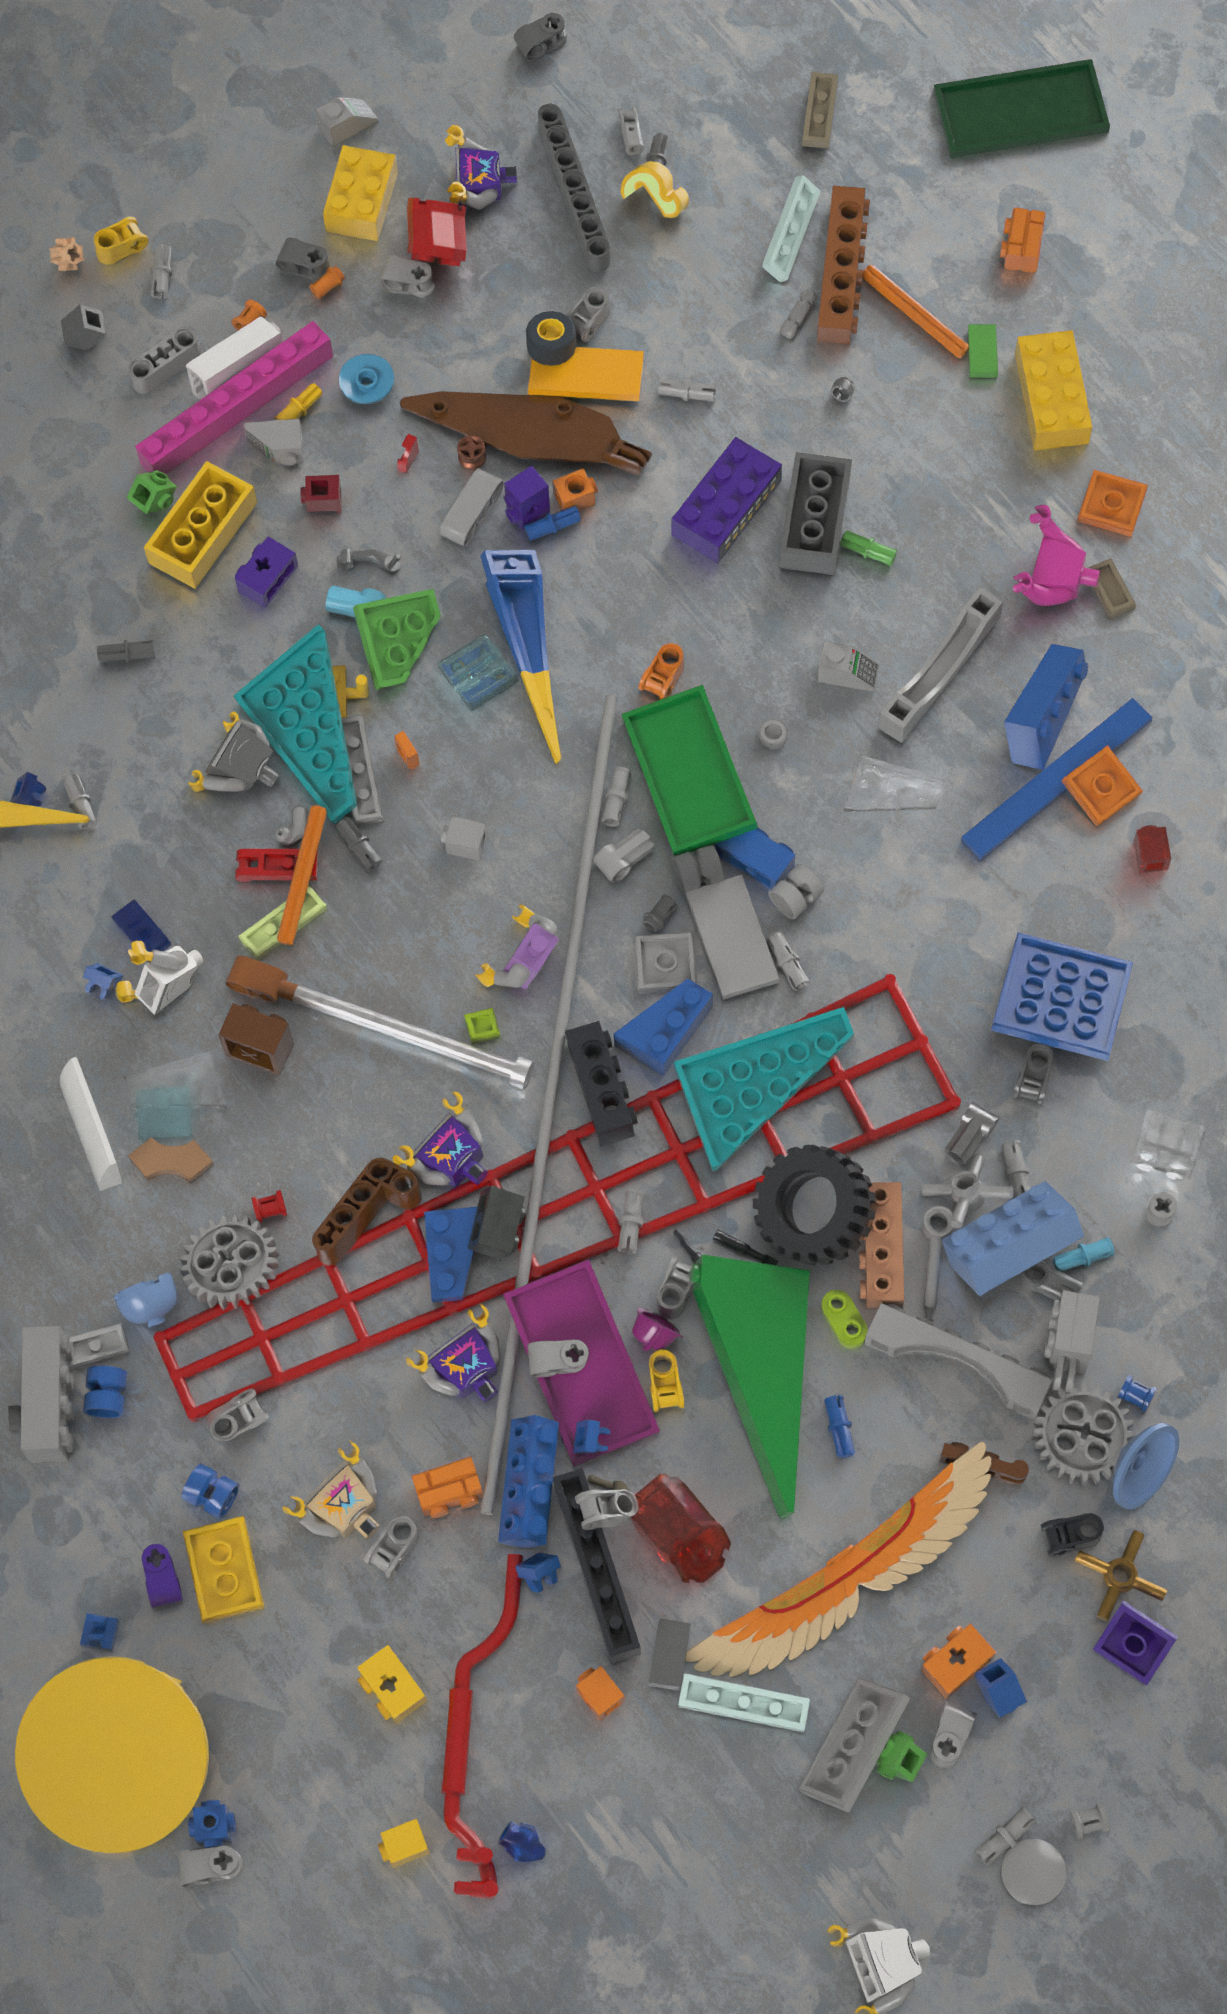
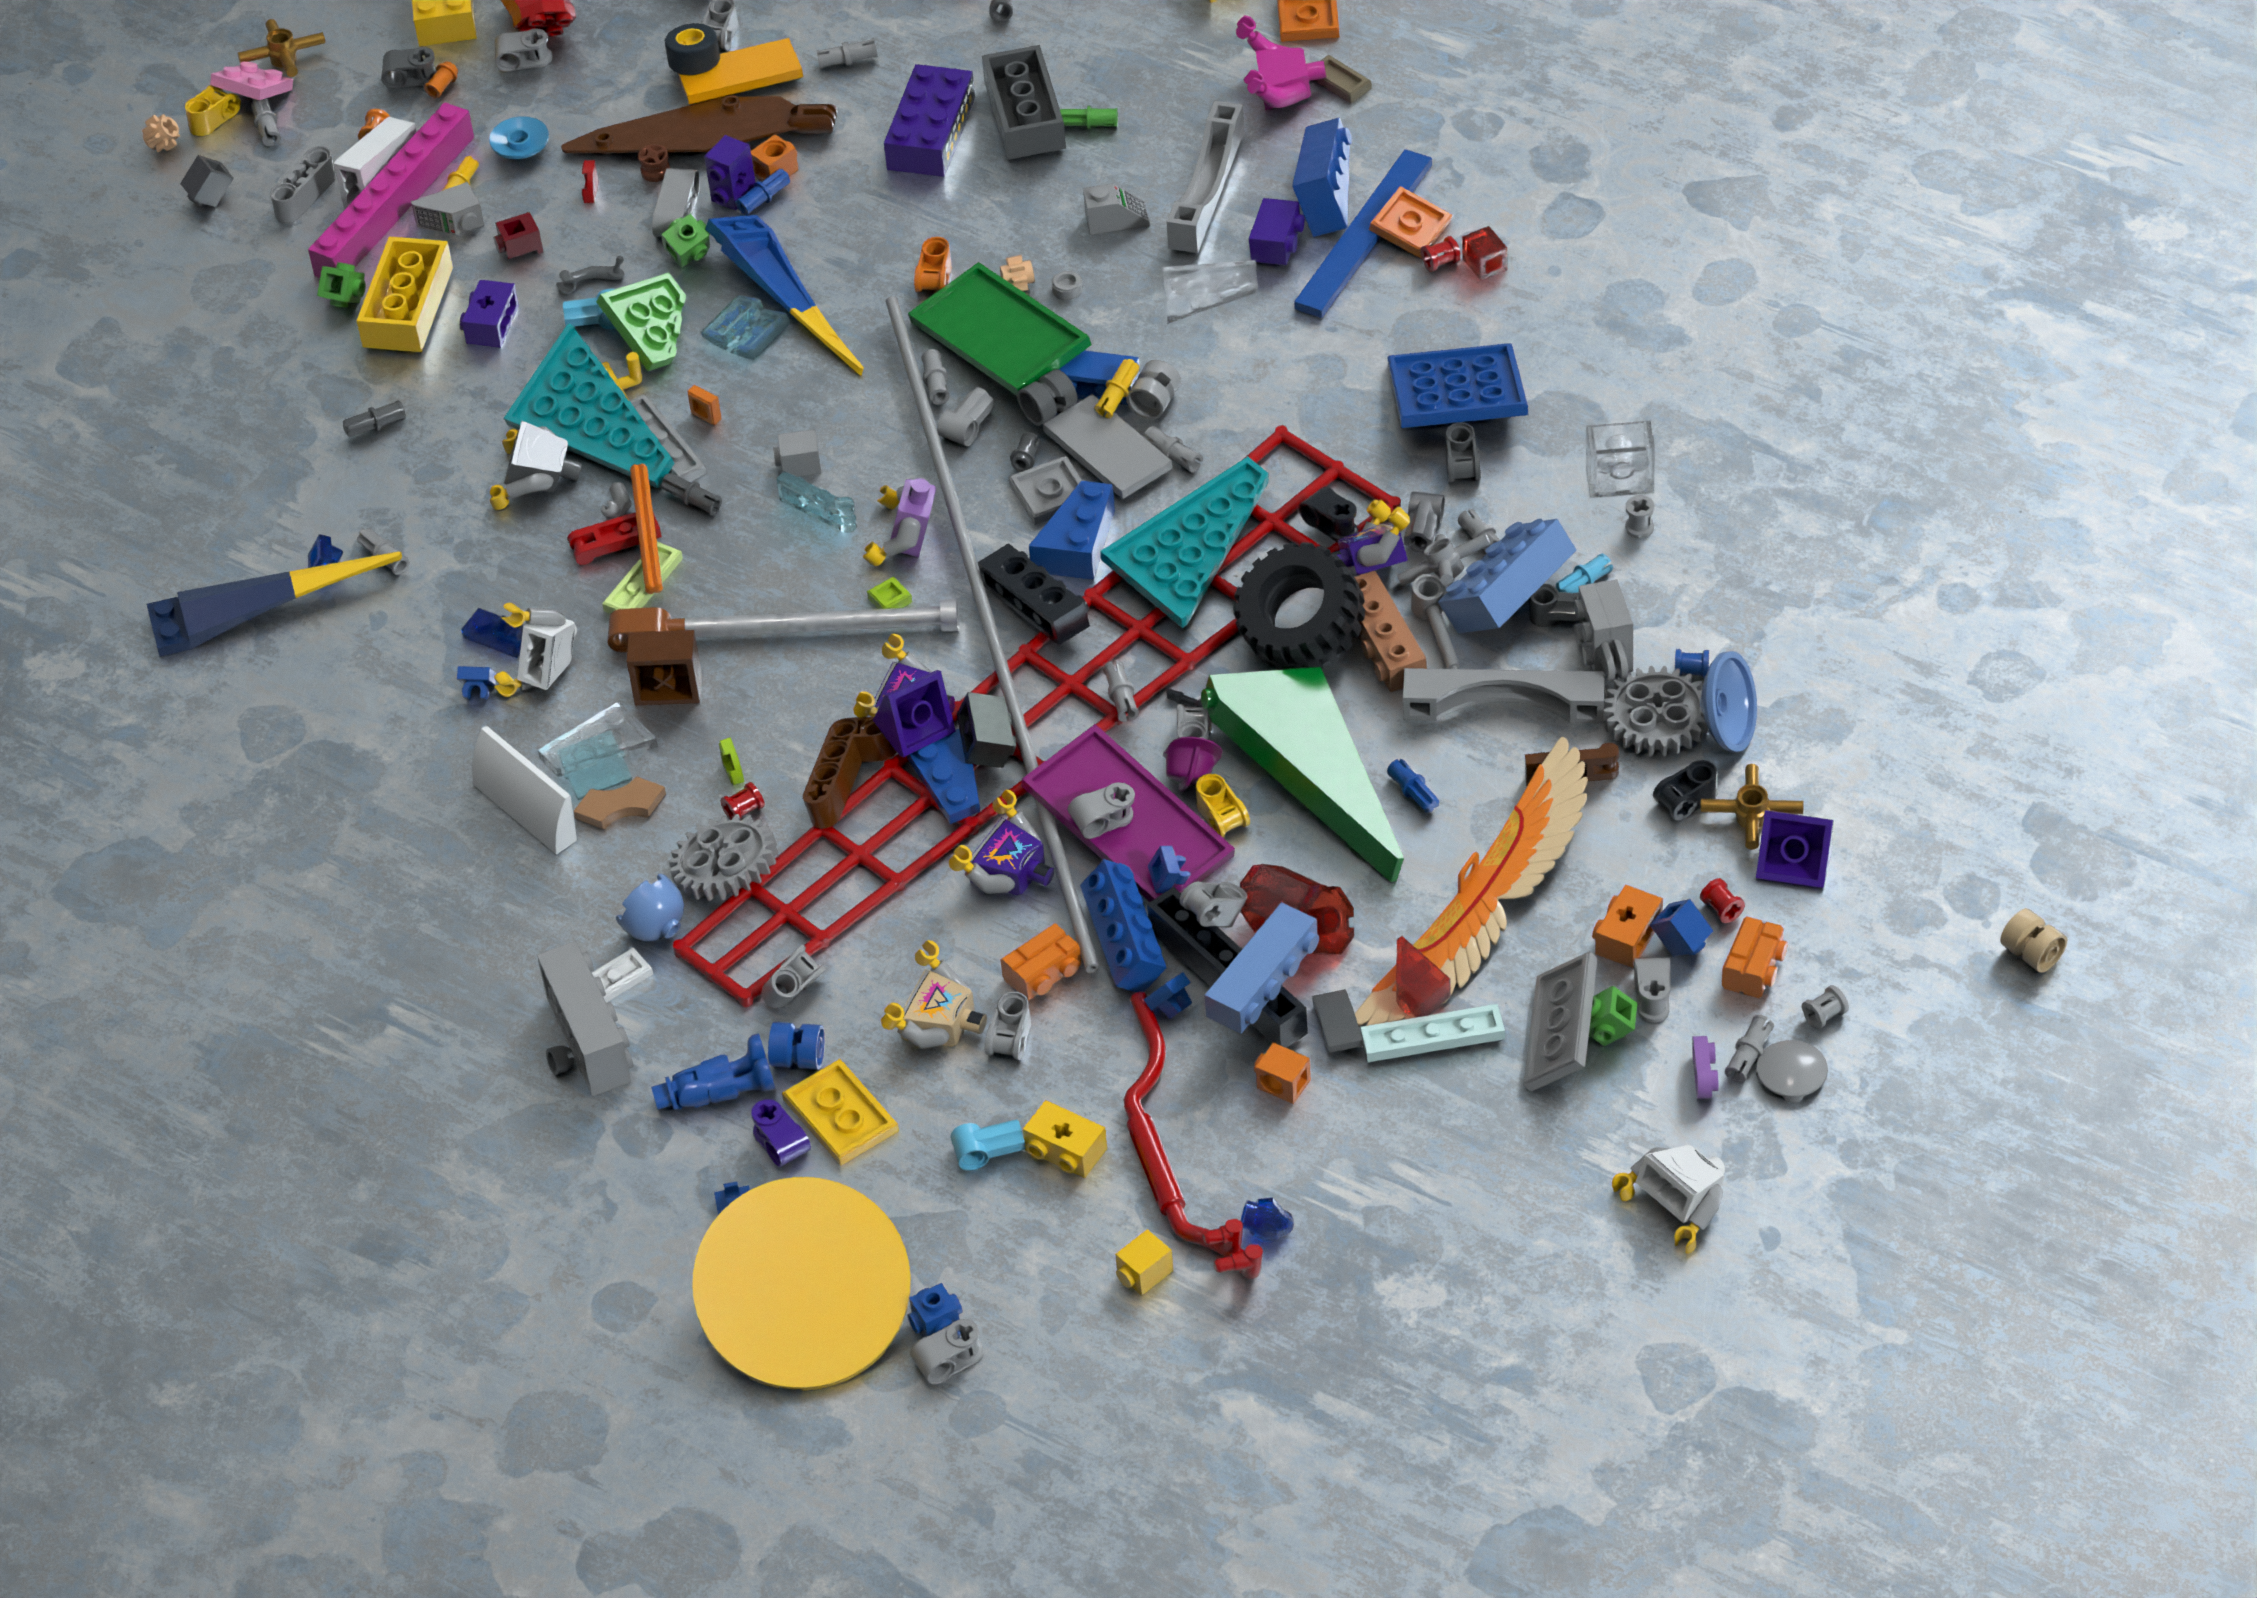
camera: 20 degrees left, 20 degrees down
(105, 1392) = (644, 1003): blue wheel -> none
(130, 1496) = (715, 1080): none -> blue piece
(163, 225) = (252, 81): none -> bright pink plate
(204, 193) = (281, 47): none -> pearl gold bar
(277, 1151) = (731, 761): none -> lime tile
(319, 1658) = (976, 1144): none -> medium azure piece
(440, 1193) = (916, 714): none -> dark purple slope
(452, 557) = (686, 240): none -> bright green brick
(460, 899) = (817, 502): none -> clear light blue plate
(616, 1597) = (1261, 968): none -> medium blue brick
(731, 709) = (1018, 272): none -> light nougat gear
(749, 1649) = (1418, 981): none -> clear red slope
(761, 884) = (1117, 388): none -> yellow axle
(844, 1317) = (1370, 703): lime plate -> none
(888, 1097) = (1329, 514): none -> black piece
(910, 1153) = (1377, 543): none -> torso
(962, 1828) = (1705, 1078): none -> medium lavender plate
(976, 752) = (1275, 231): none -> dark purple brick
(1050, 1667) = (1722, 900): none -> red bush
(1051, 1741) = (1753, 957): none -> orange brick
(1113, 834) = (1430, 254): none -> red bush

